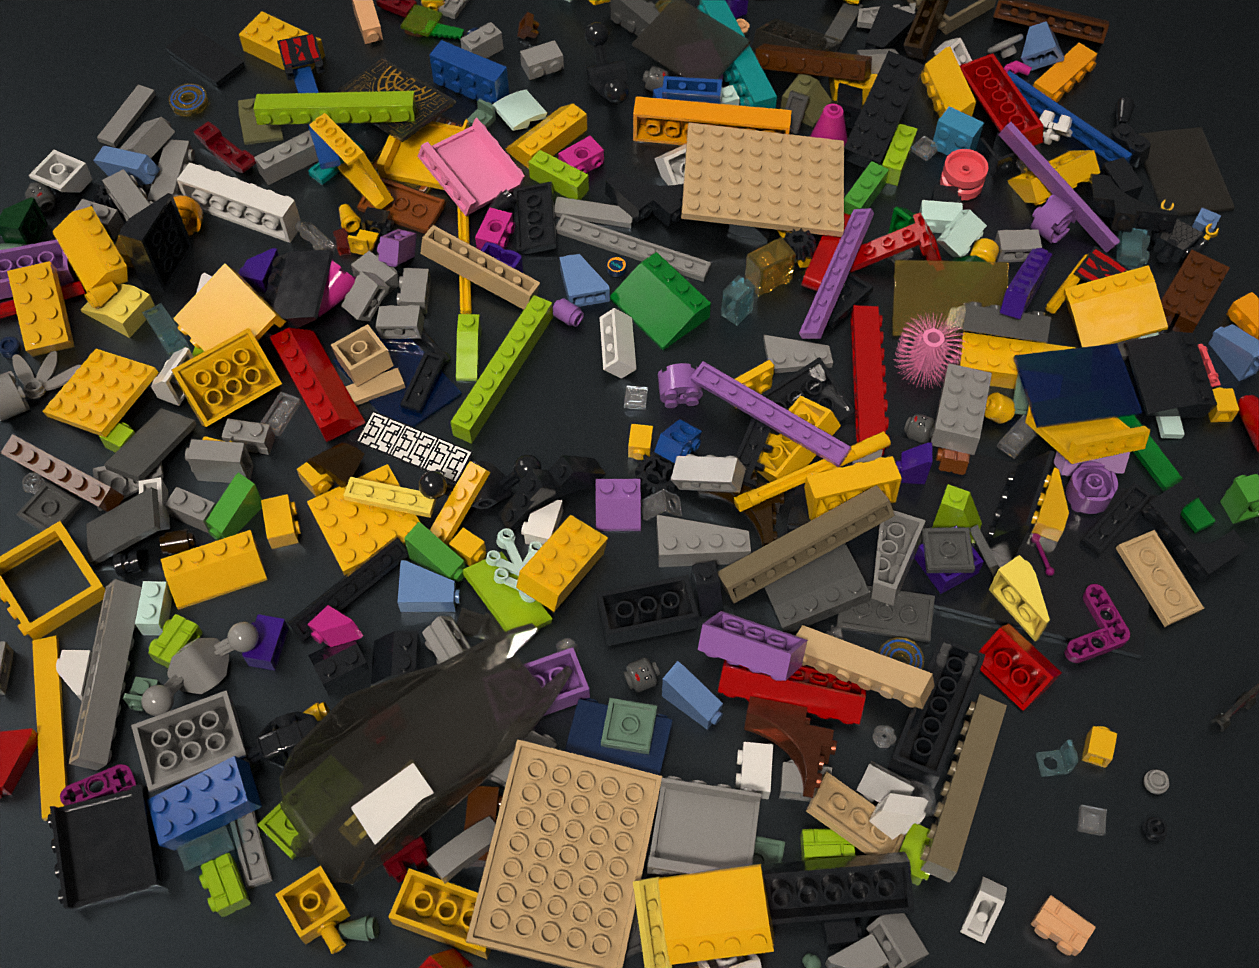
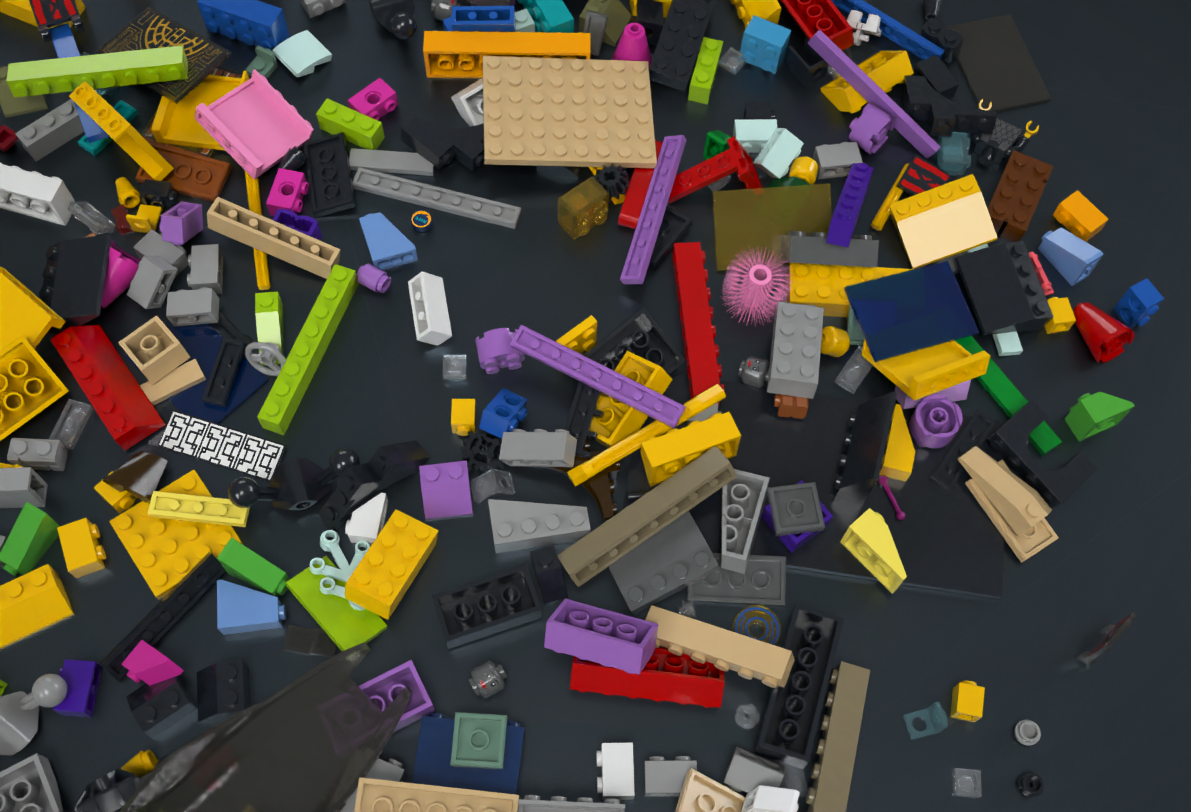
camera: 10 degrees left, 5 degrees up
(258, 269) = (31, 262): dark purple slope -> none
(445, 638) = (275, 665): light grey brick -> none
(459, 502) = (274, 509): yellow plate -> none
(464, 371) = (268, 356): none -> light grey piece
(468, 547) = (289, 556): yellow brick -> none
(550, 134) = (337, 78): yellow slope -> none
(566, 644) = (404, 655): clear plate -> none
(661, 301) = (471, 256): green slope -> none
(691, 696) = (543, 698): medium blue slope -> none
(737, 300) = (552, 248): clear light blue brick -> none
(791, 730) = (649, 723): copper arch -> none
(792, 355) = (616, 303): light grey wing -> none
(866, 188) = (675, 112): bright green brick -> none
(915, 464) = (753, 414): dark purple slope -> none
(957, 509) = (802, 463): lime slope -> none
(966, 171) = (776, 83): coral wheel -> none
(984, 550) = (834, 504): dark grey tile -> none
(1017, 666) = (876, 624): red slope -> none
(1105, 634) = (963, 578): magenta beam -> none
(1158, 562) = (1010, 495): none -> tan wedge
(1204, 218) = (1023, 116): medium blue brick -> none

